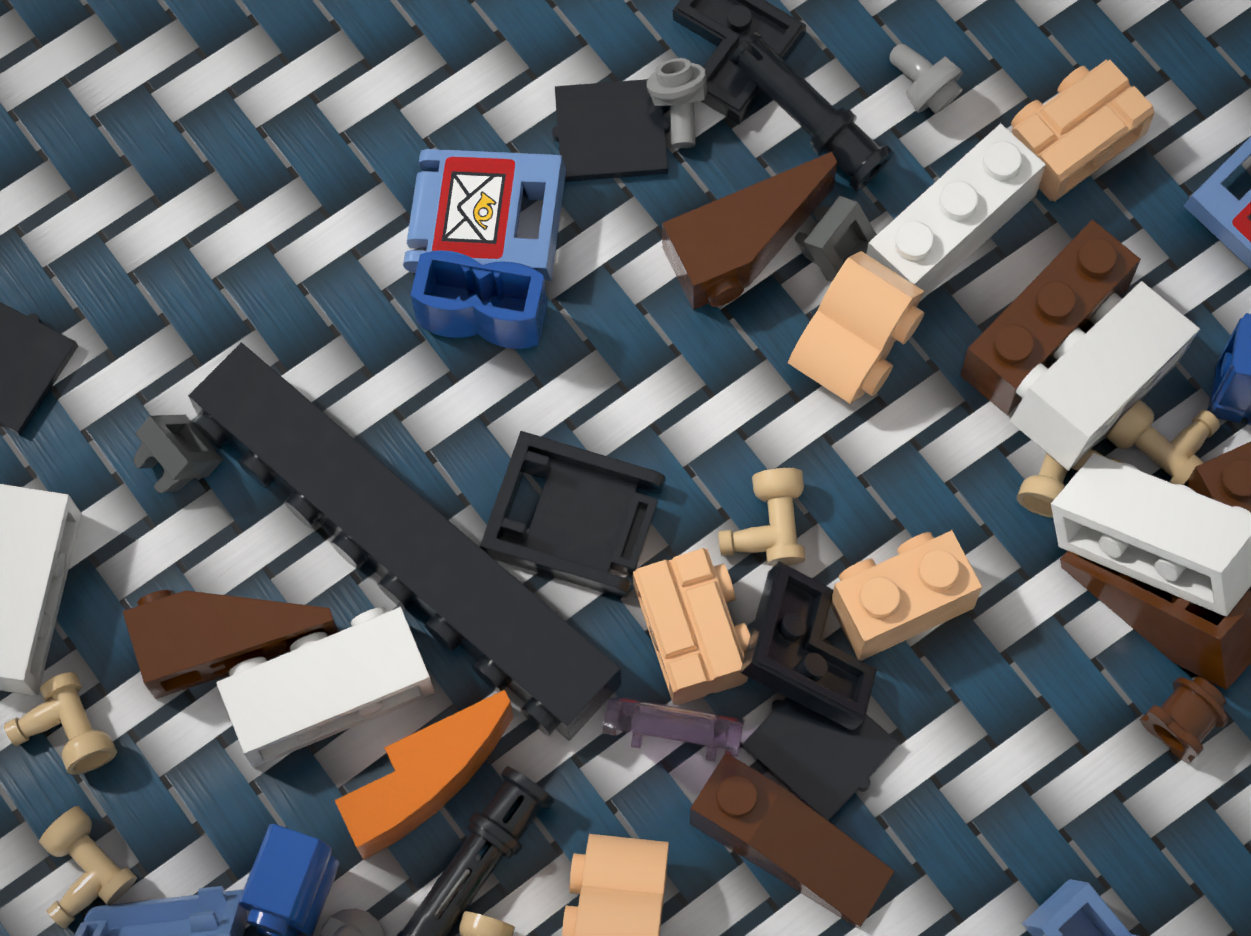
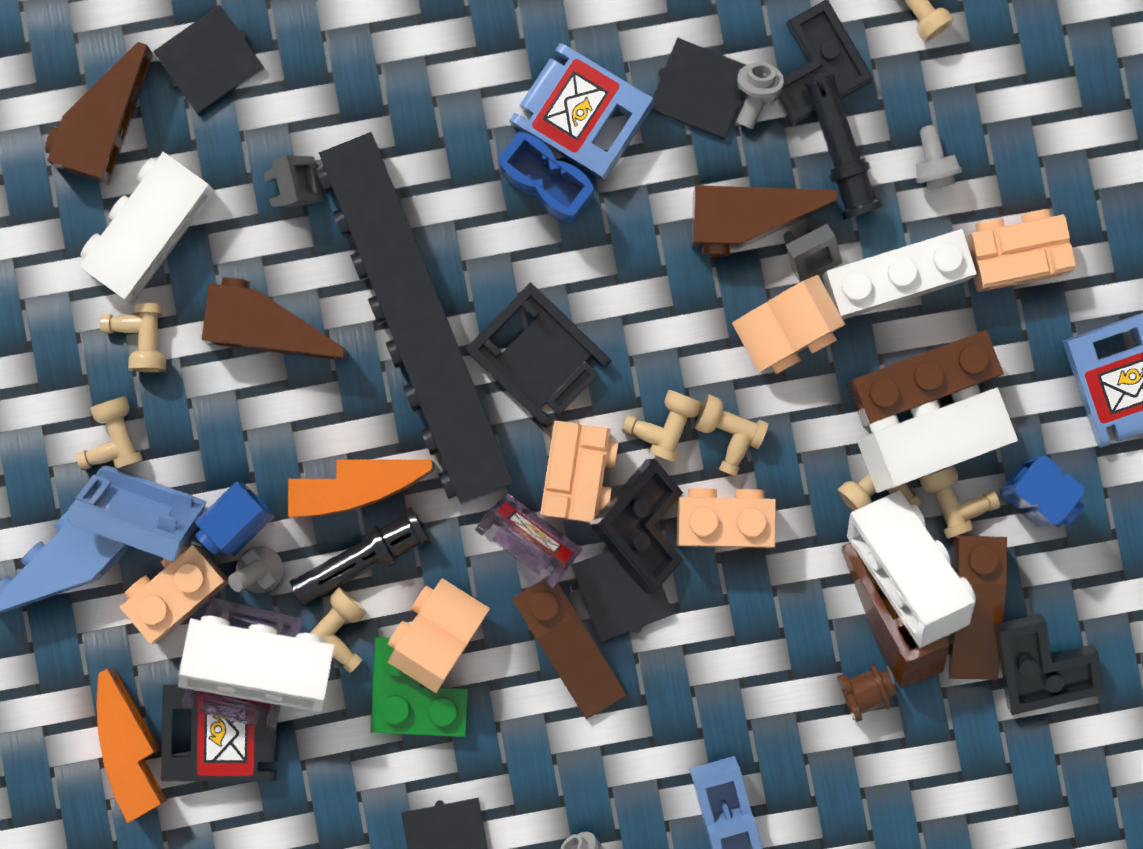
camera: 20 degrees right, 15 degrees up
(324, 685) = (319, 393): white brick -> none
(869, 483) = (744, 431): none -> tan piece

